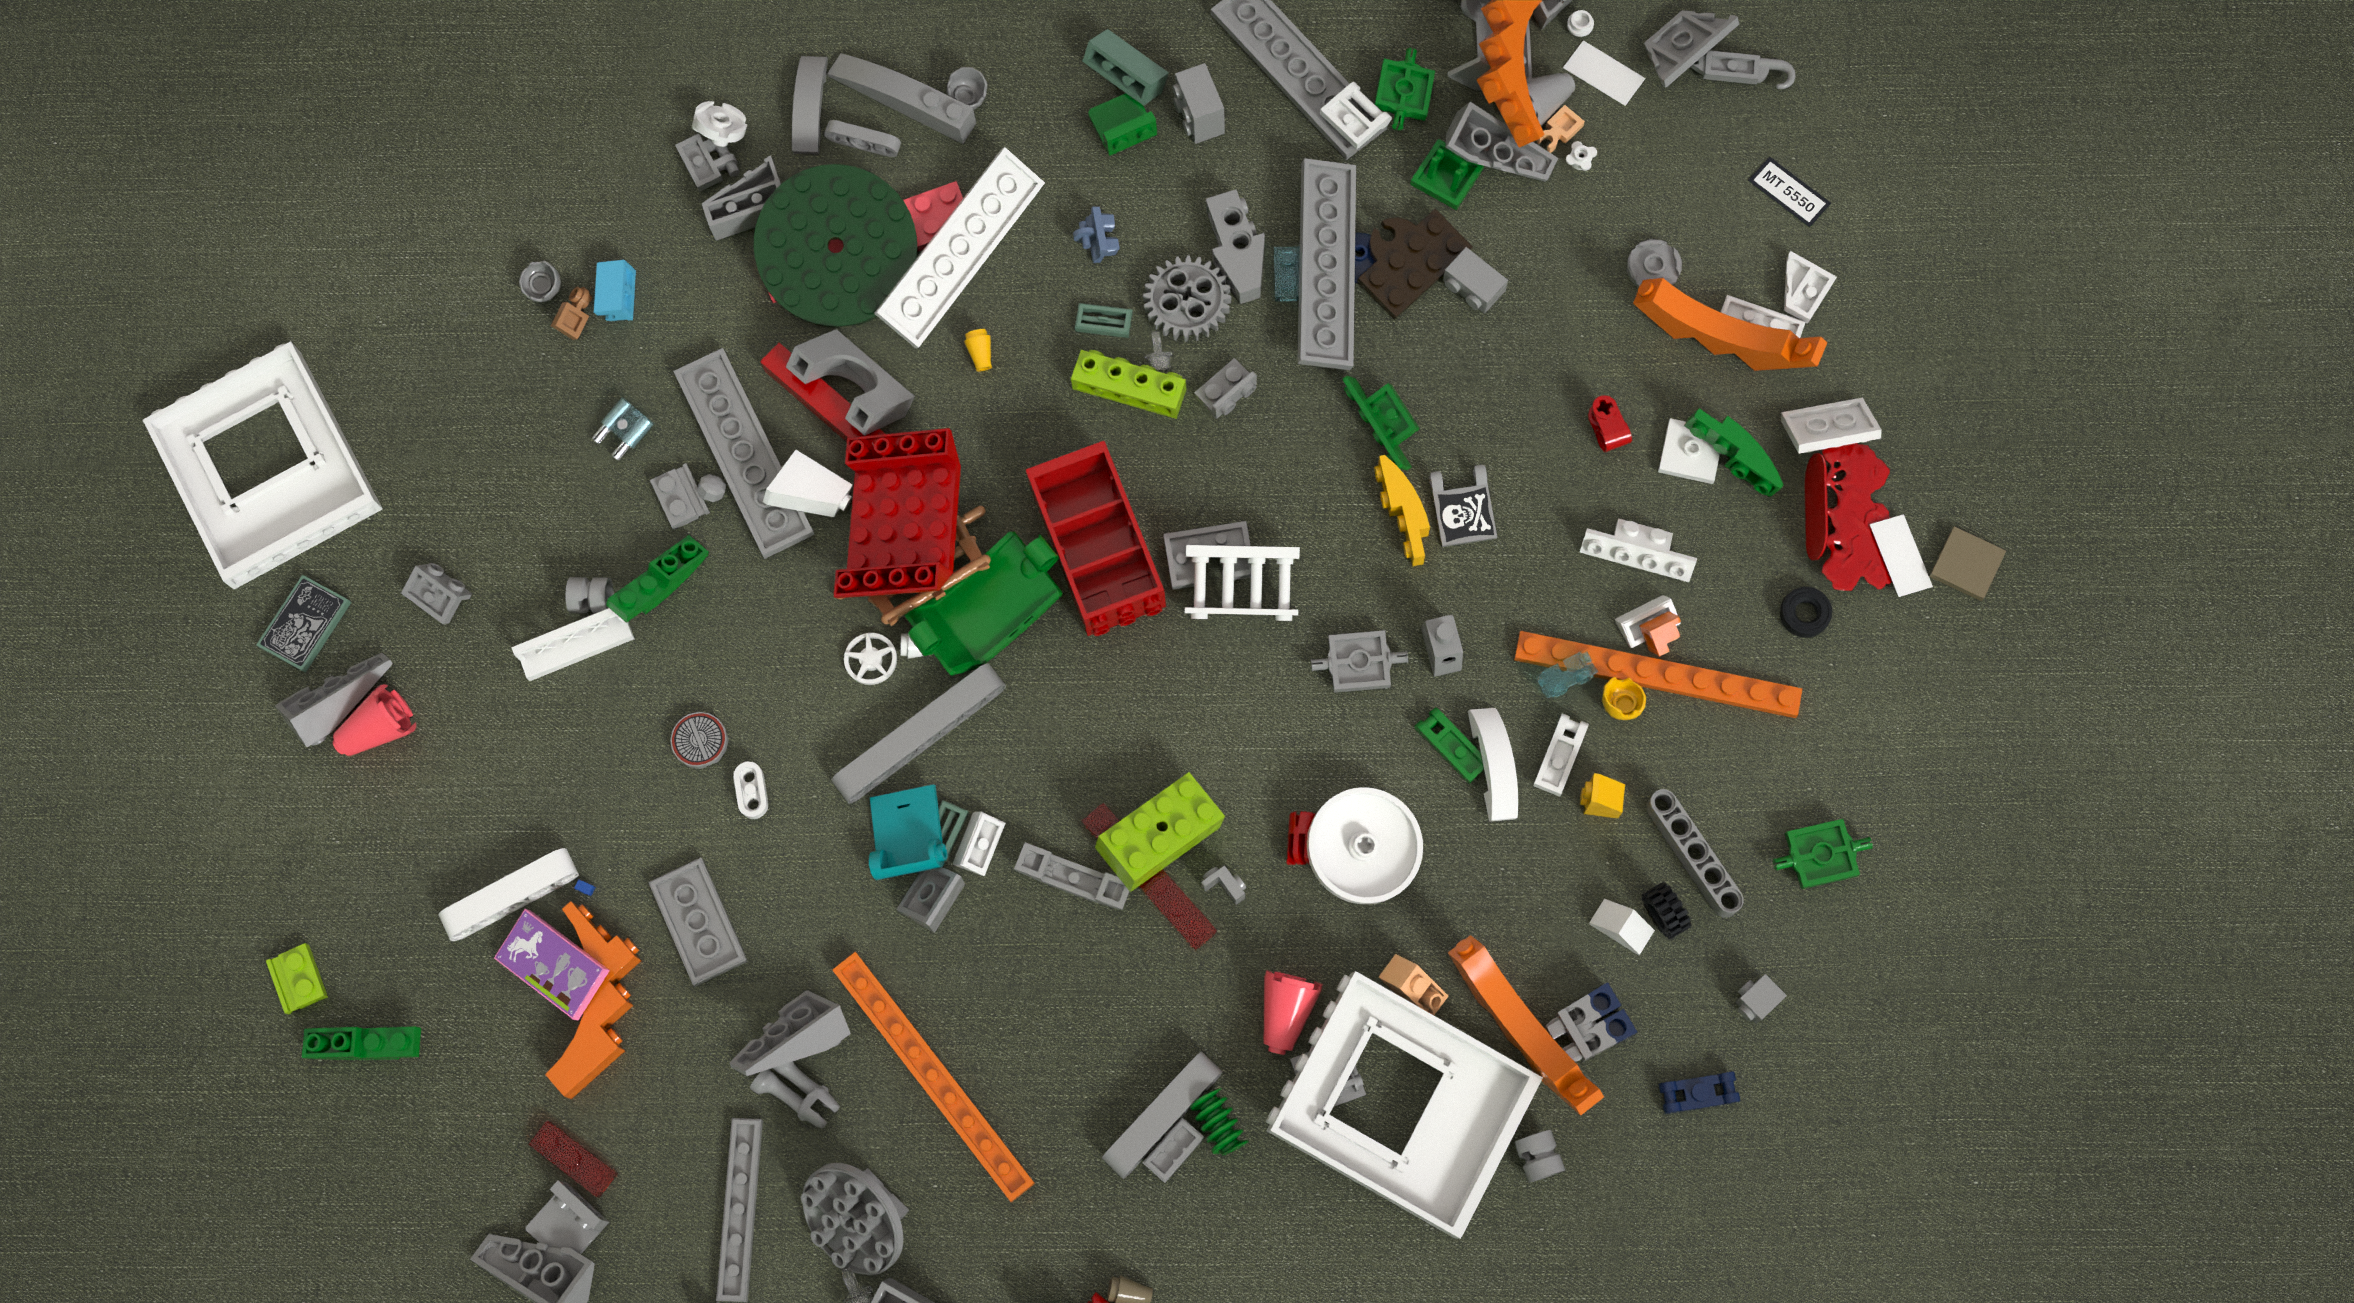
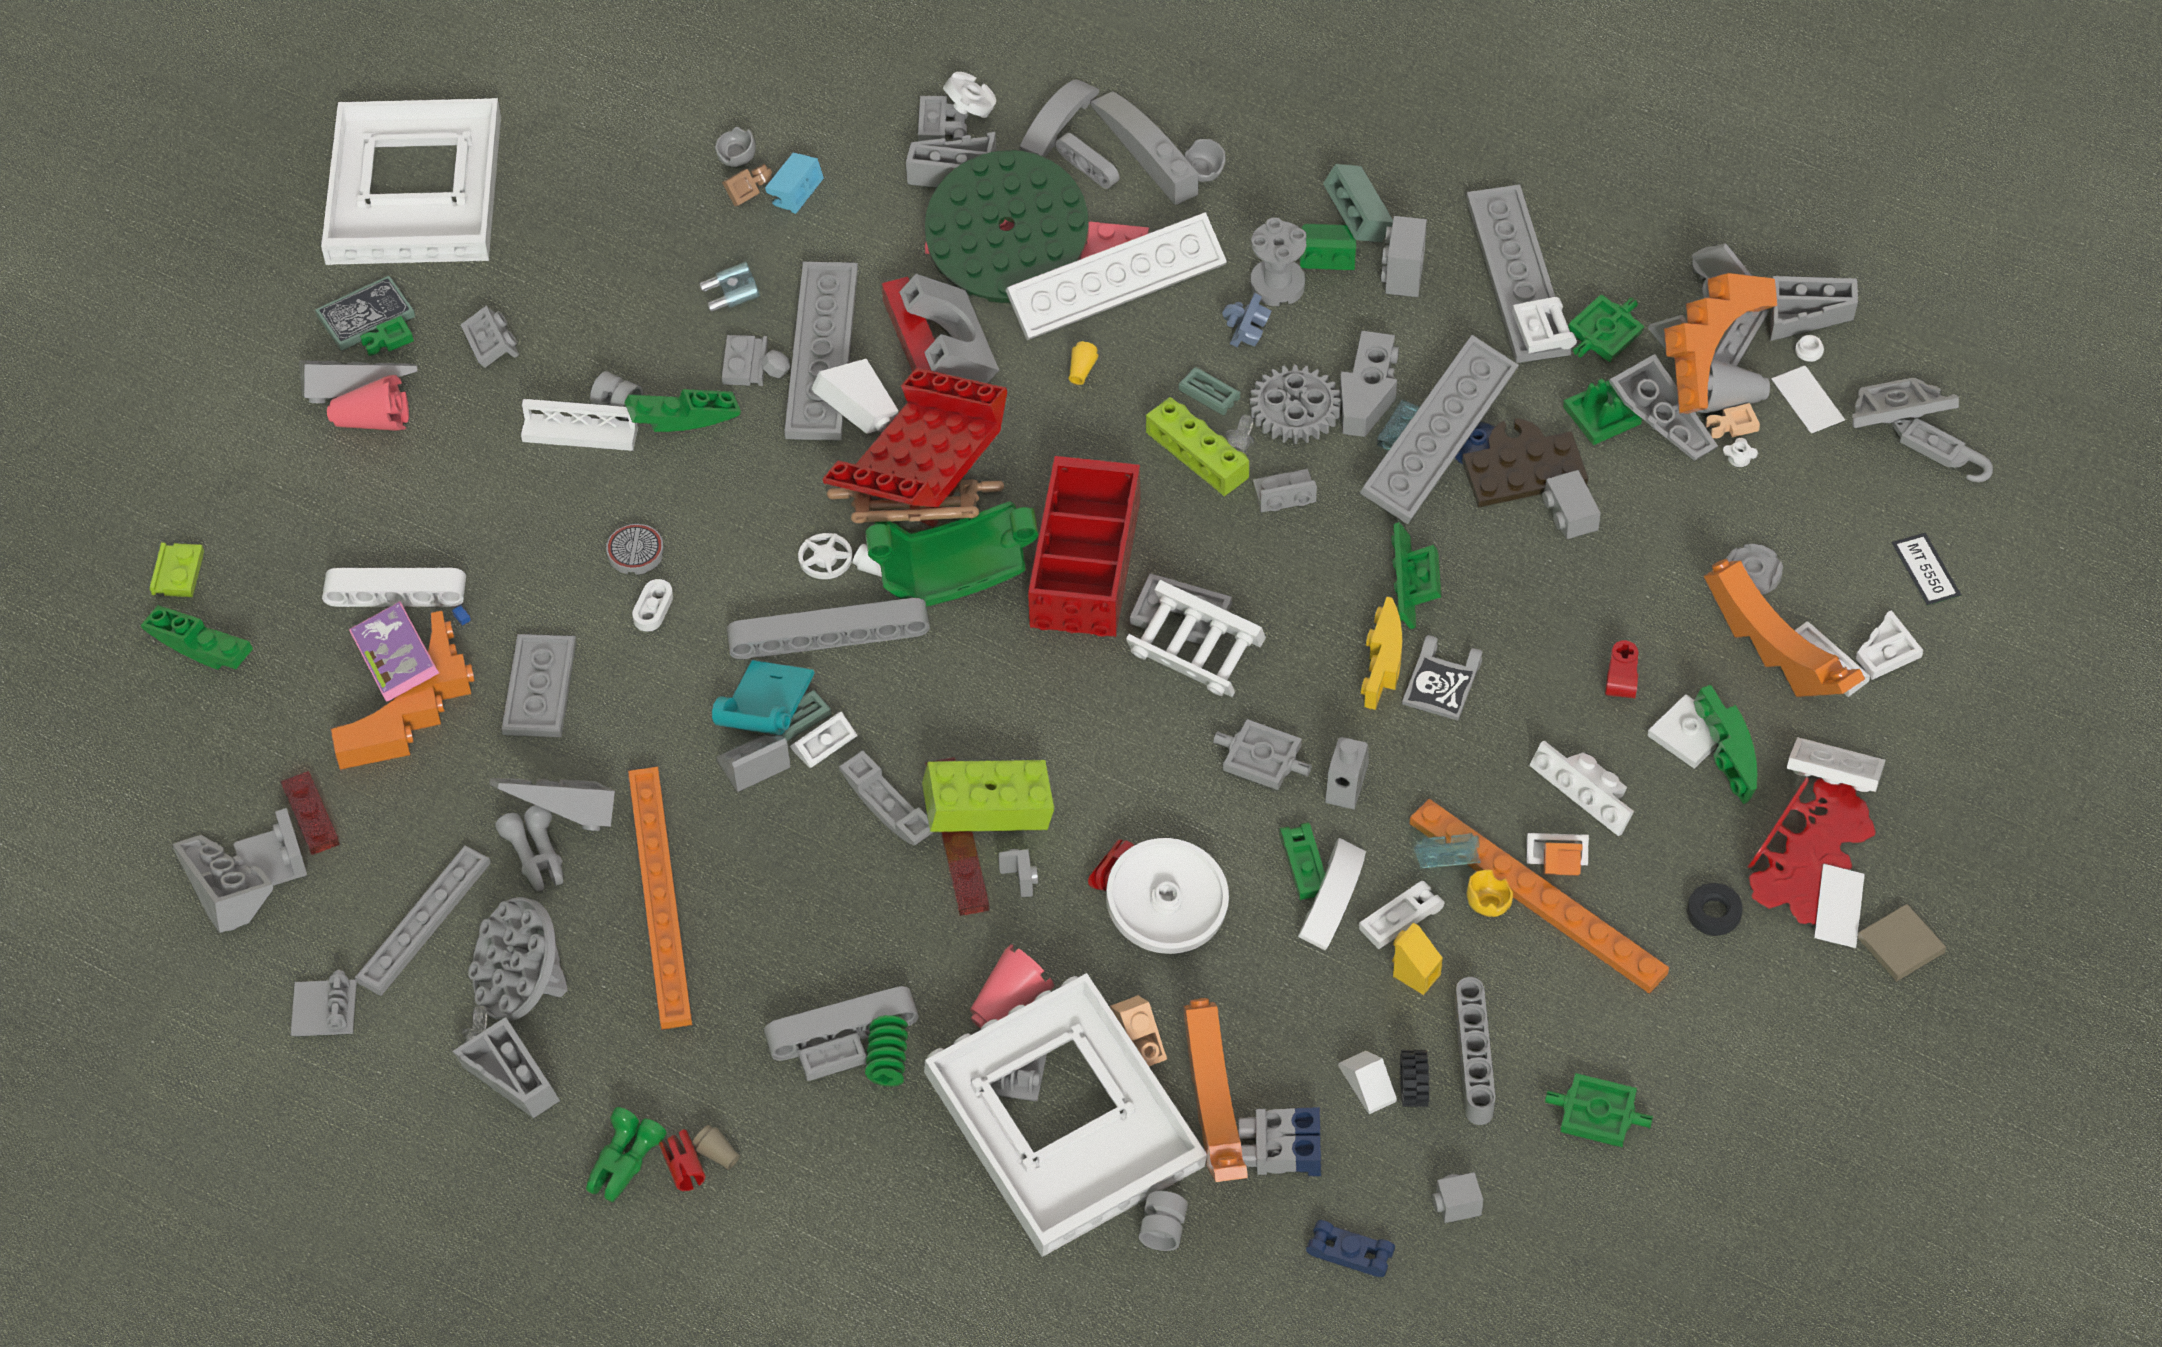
camera: 25 degrees right, 20 degrees down
(343, 635) = (389, 335): none -> green plate
(1096, 166) = (1278, 275): none -> light grey piece

